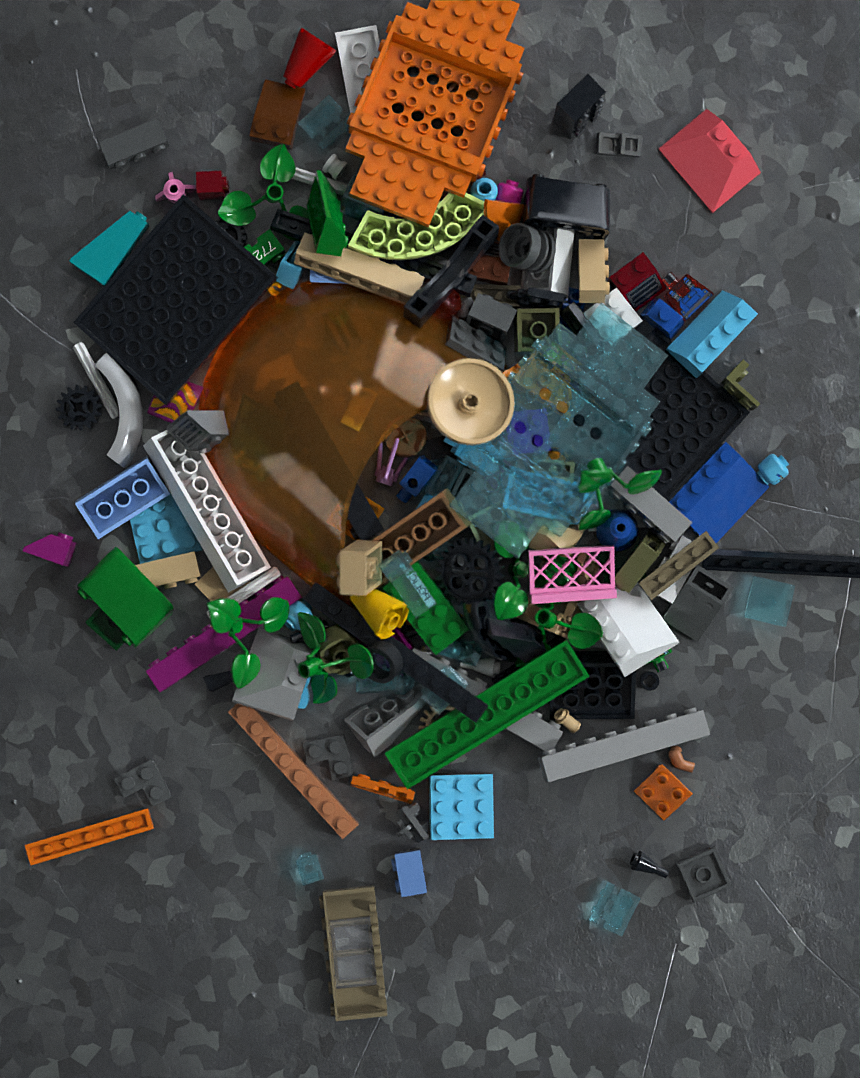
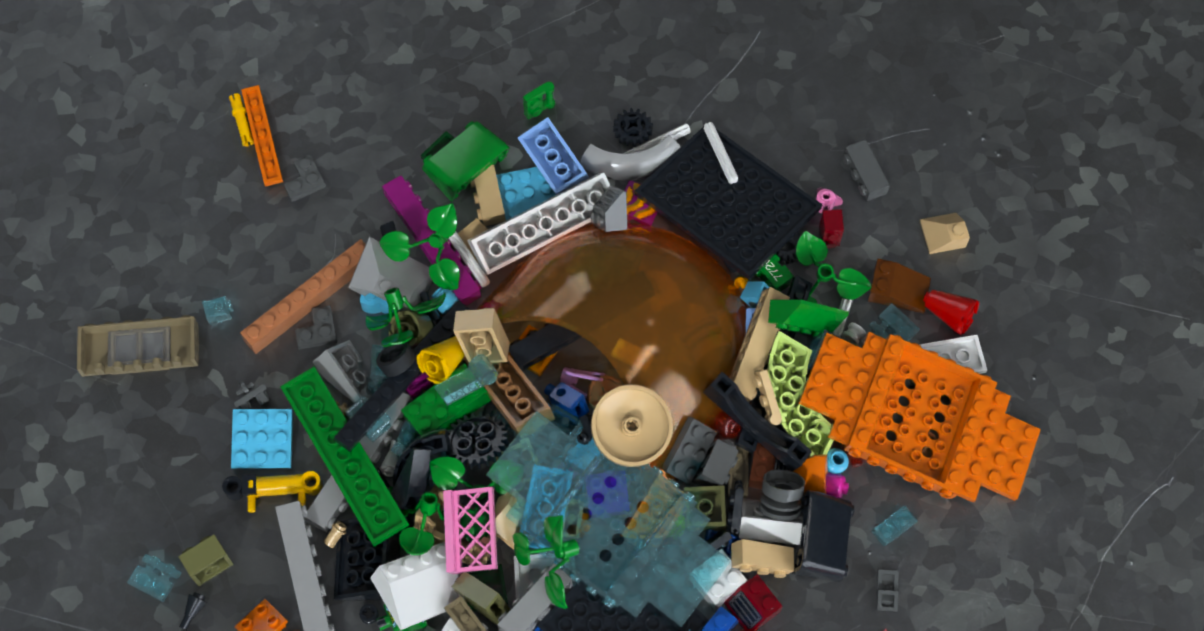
camera: 90 degrees right, 20 degrees down
(52, 519) = (534, 102): none -> green plate
(53, 548) = (509, 104): magenta slope -> none
(61, 865) = (241, 120): none -> yellow pin
(111, 248) = (773, 151): teal slope -> none
(117, 306) = (720, 152): none -> white axle
(209, 60) = (944, 233): none -> tan slope
(383, 788) = (290, 354): orange wing -> none
(410, 873) = (205, 394): medium blue brick -> none
(424, 260) = (767, 397): none -> tan plate
(478, 451) = (585, 435): none -> black arm
(513, 790) = (254, 487): none -> yellow piece
(549, 133) = (894, 526): none -> clear light blue slope
(579, 107) = (919, 541): black brick -> none
(599, 853) = (205, 560): none -> olive brick
(609, 535) = (512, 580): blue cone -> none

